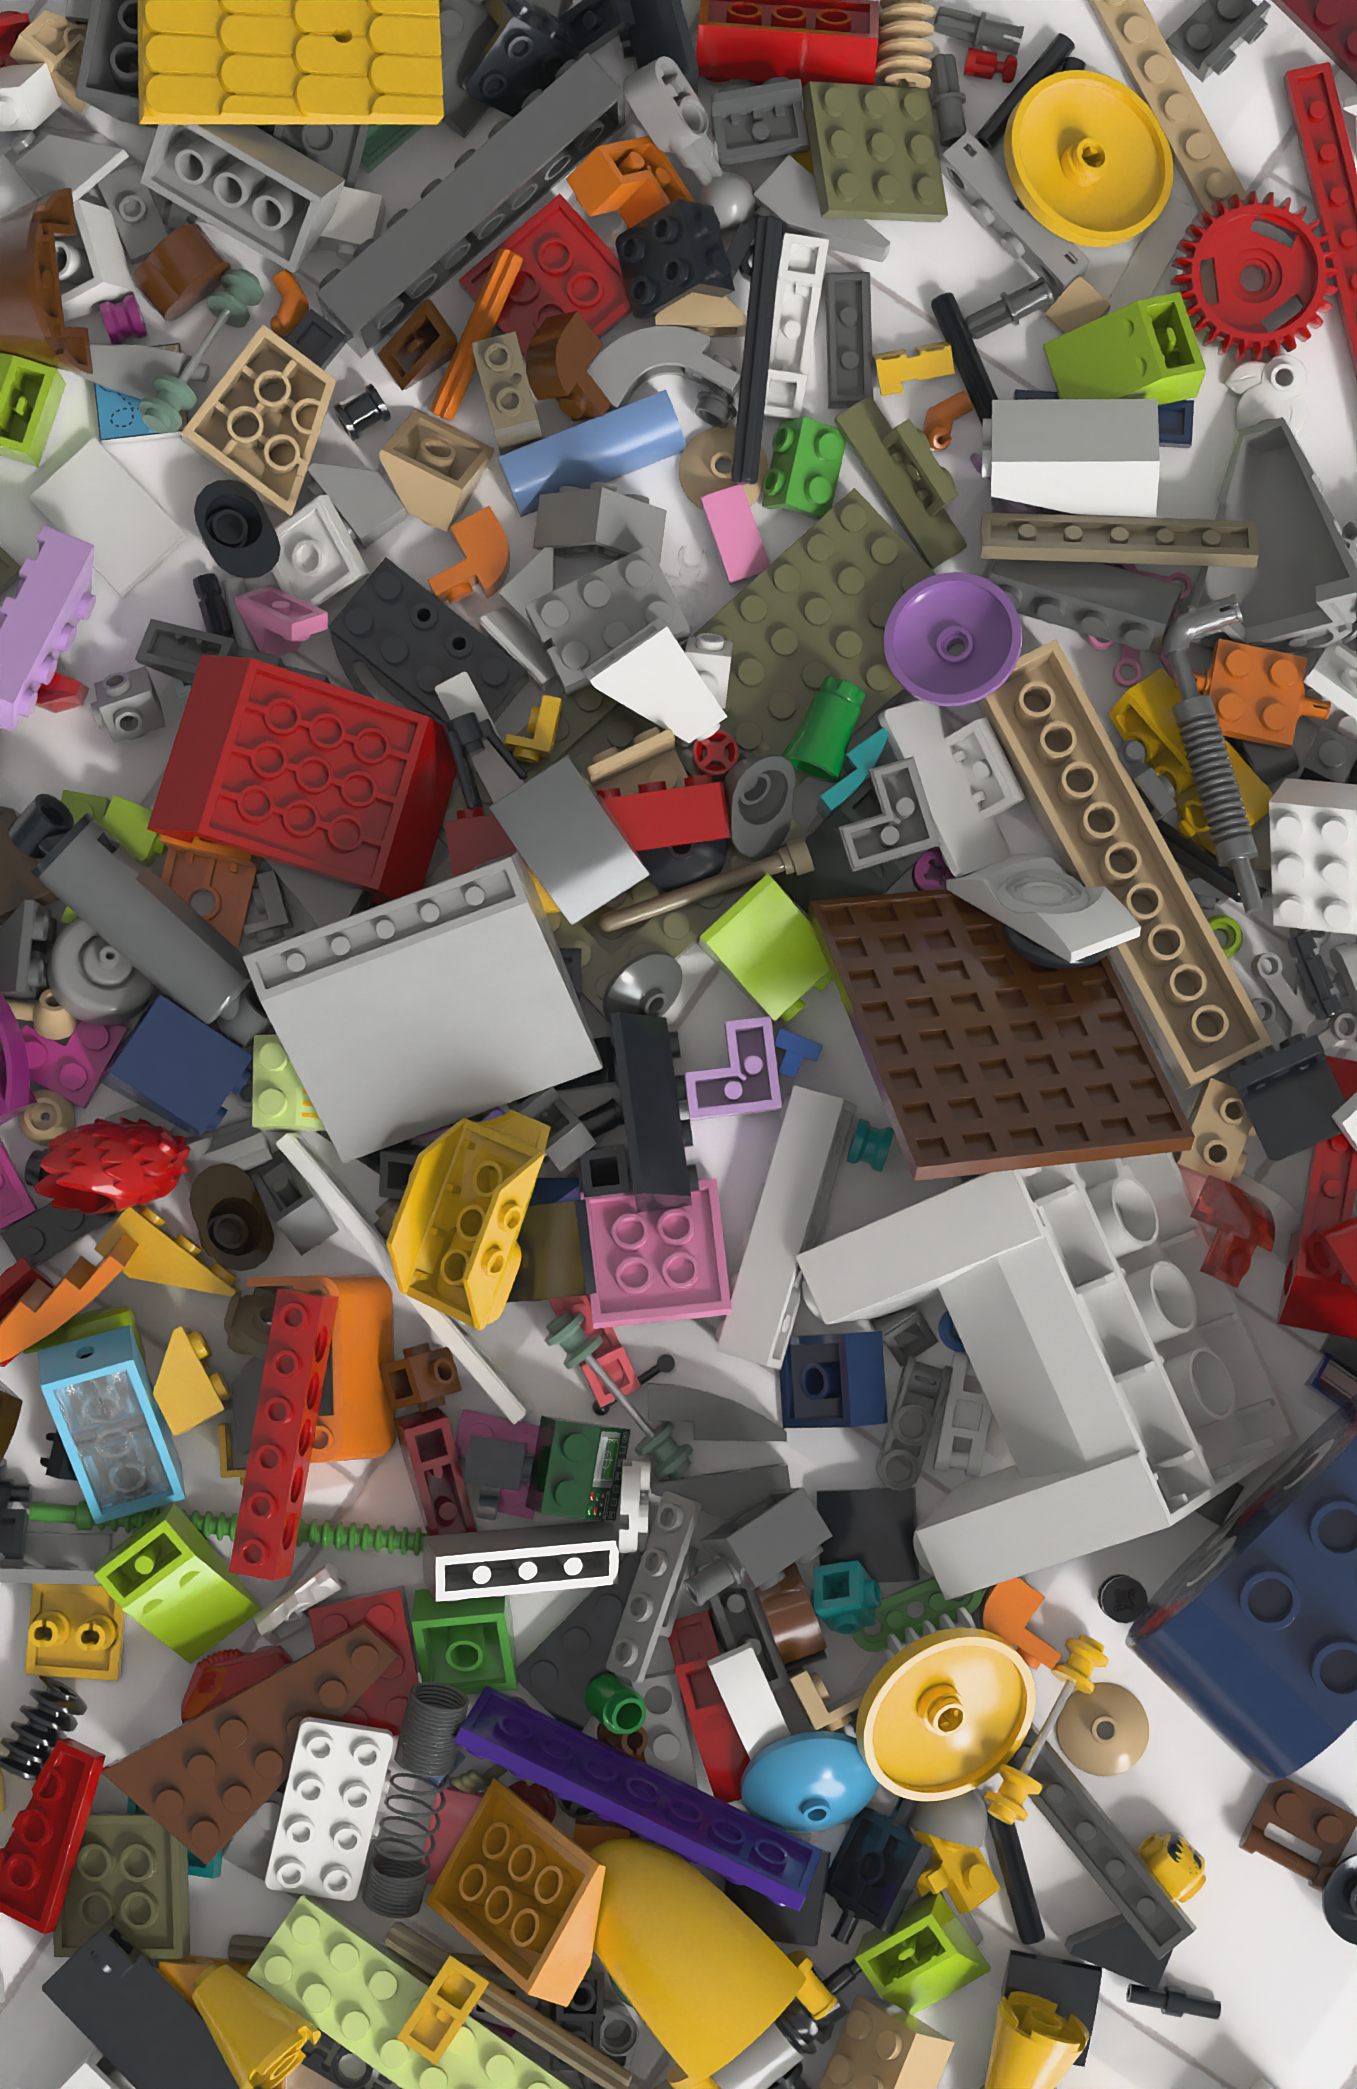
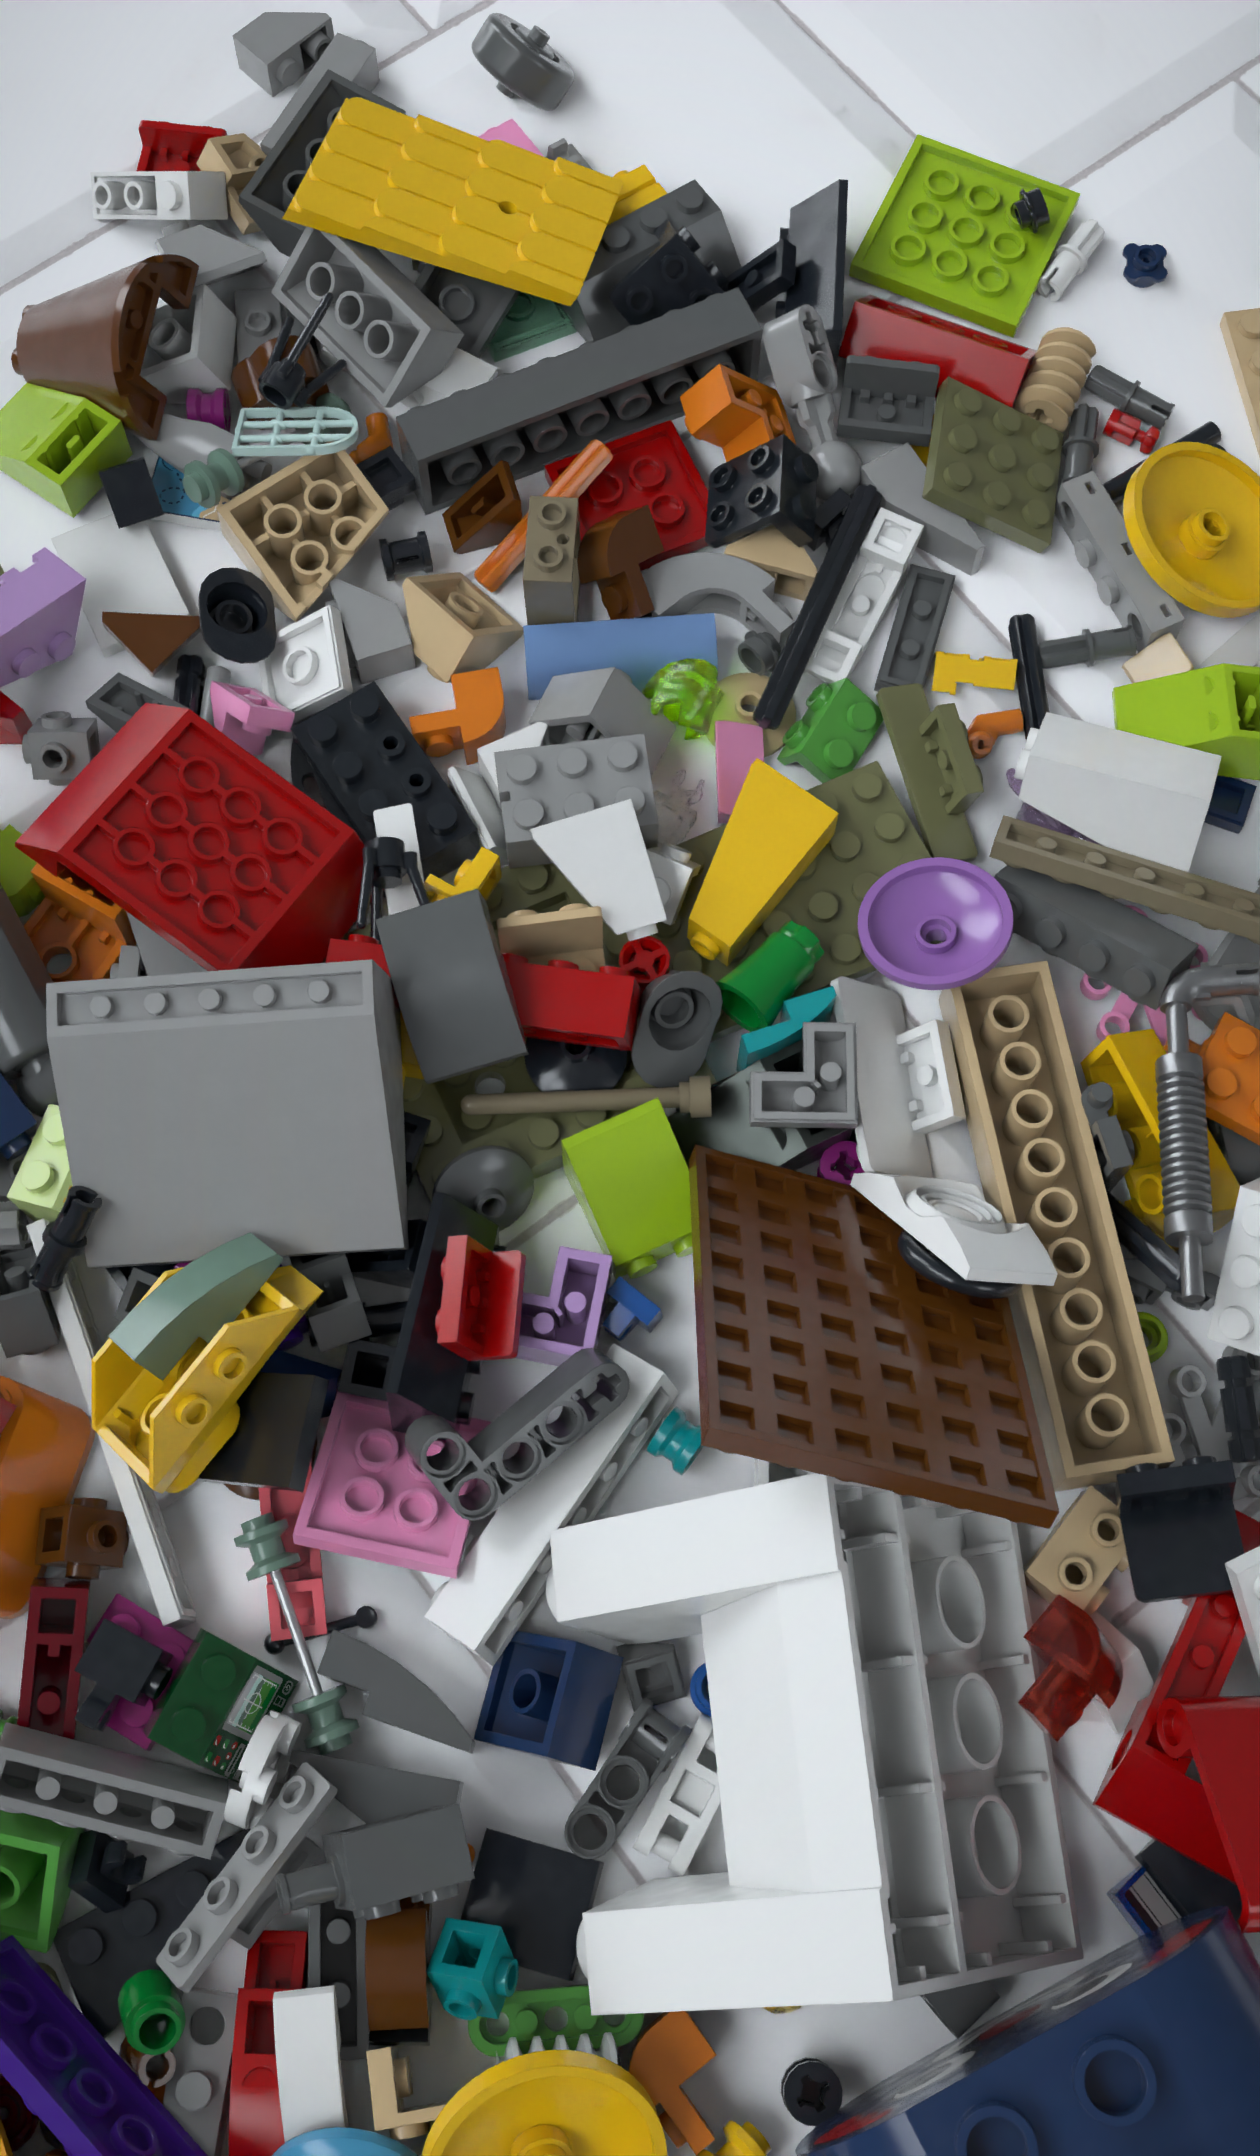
camera: 20 degrees right, 15 degrees down
(87, 431) = (131, 492): none -> black brick
(166, 571) = (151, 637): none -> reddish brown slope
(197, 285) = (284, 381): none -> black plant
(204, 327) = (339, 441): none -> light aqua window
(321, 1149) = (64, 1238): none -> black pin
(454, 1170) = (195, 1303): none -> sand green slope
(538, 1617) = (104, 1870): none -> black tile
(666, 476) = (687, 694): none -> clear neon green hair
(680, 1091) = (480, 1300): none -> red bracket
(782, 622) = (760, 857): none -> yellow slope
(784, 1139) = (520, 1423): none -> dark grey beam

